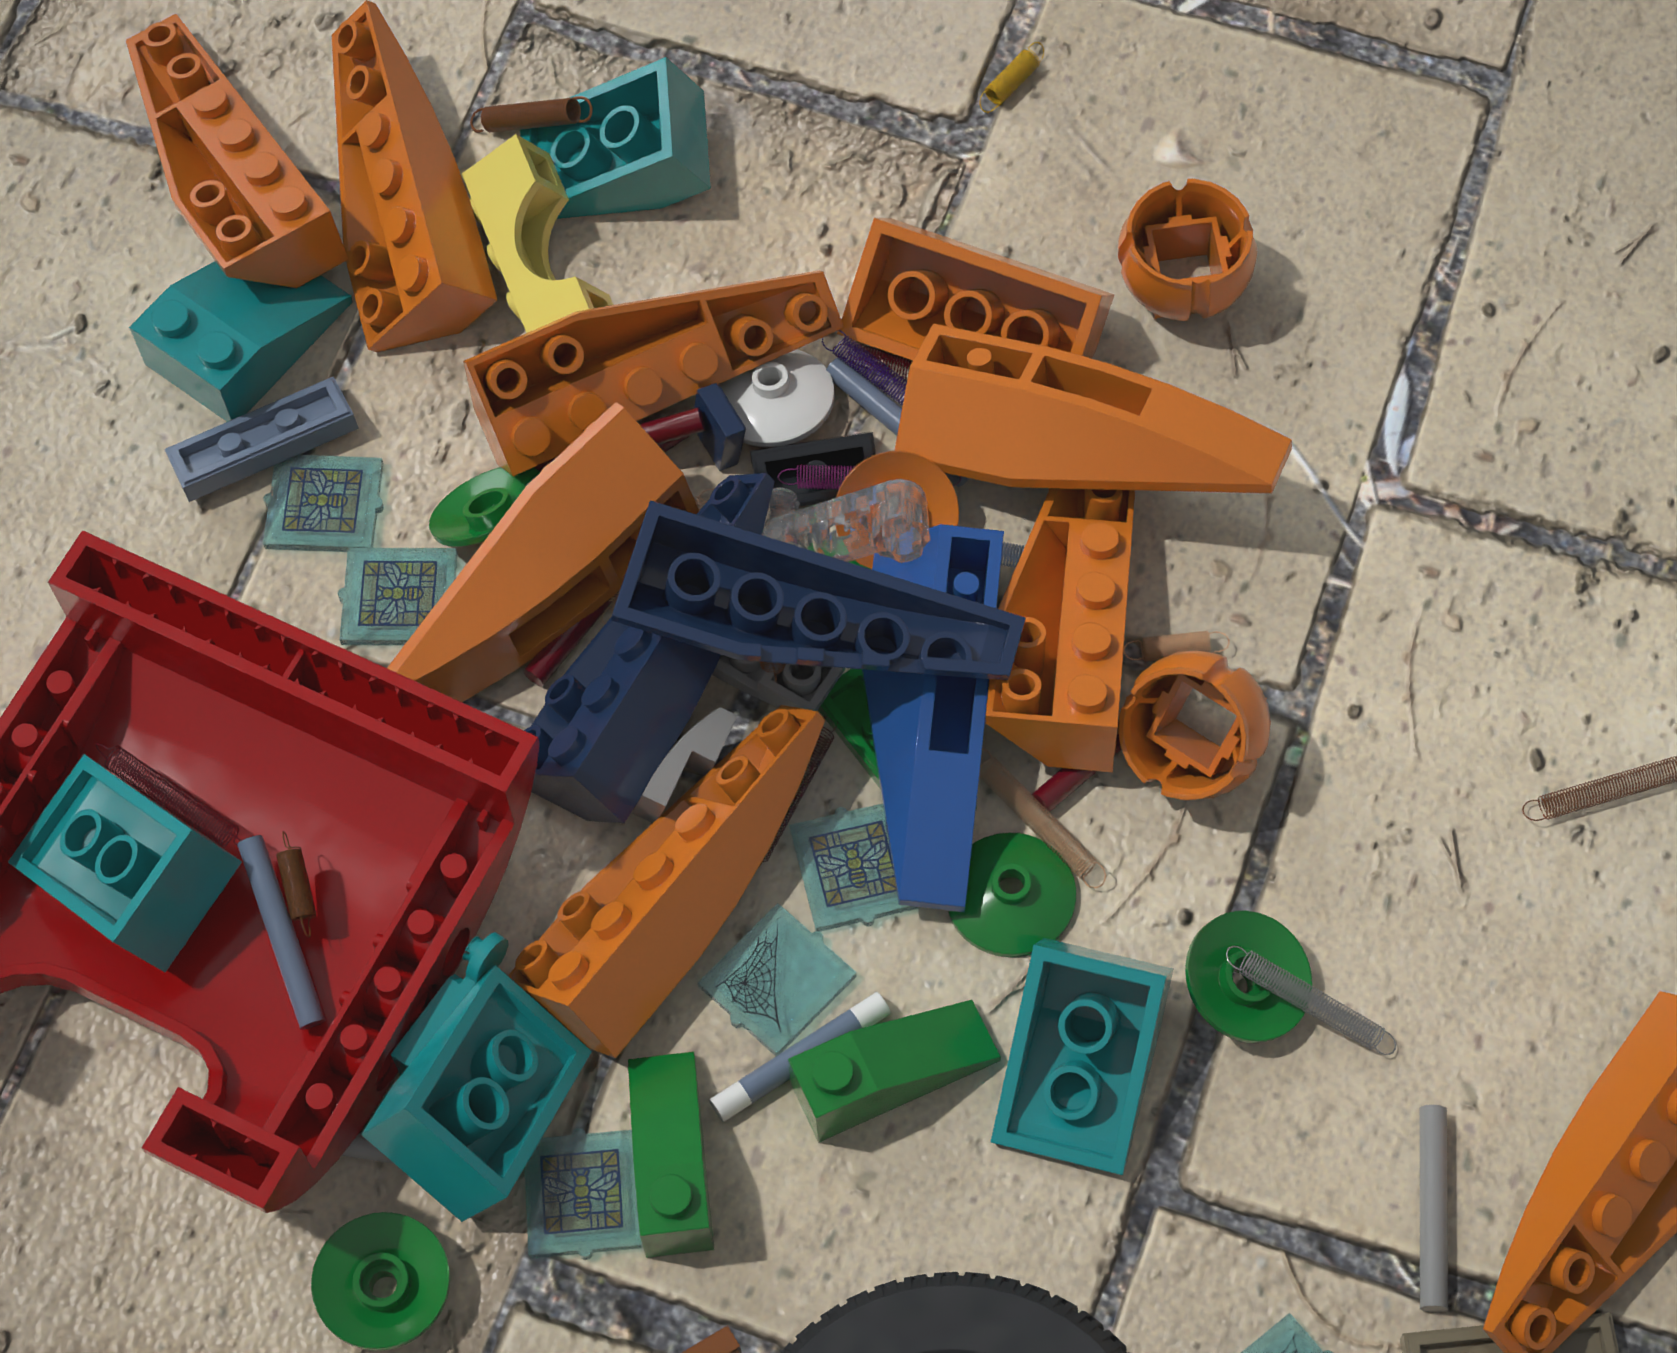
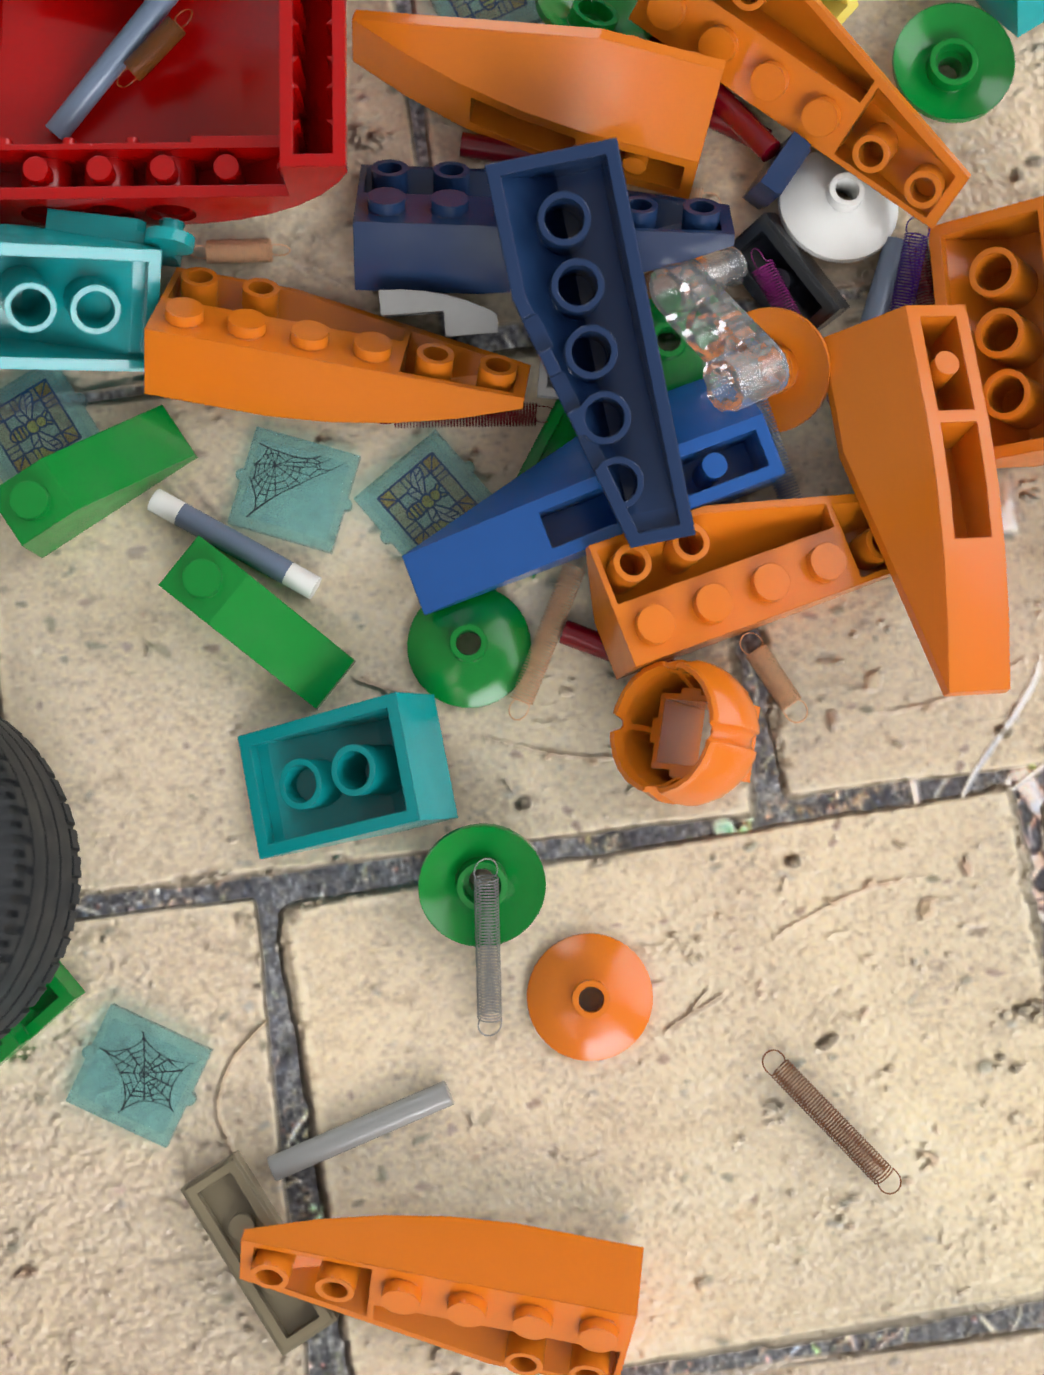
camera: 55 degrees right, 20 degrees up
(521, 915) = (239, 251): none -> light nougat piece
(701, 227) = (968, 43): none -> green dish
(1392, 970) = (583, 963): none -> orange dish

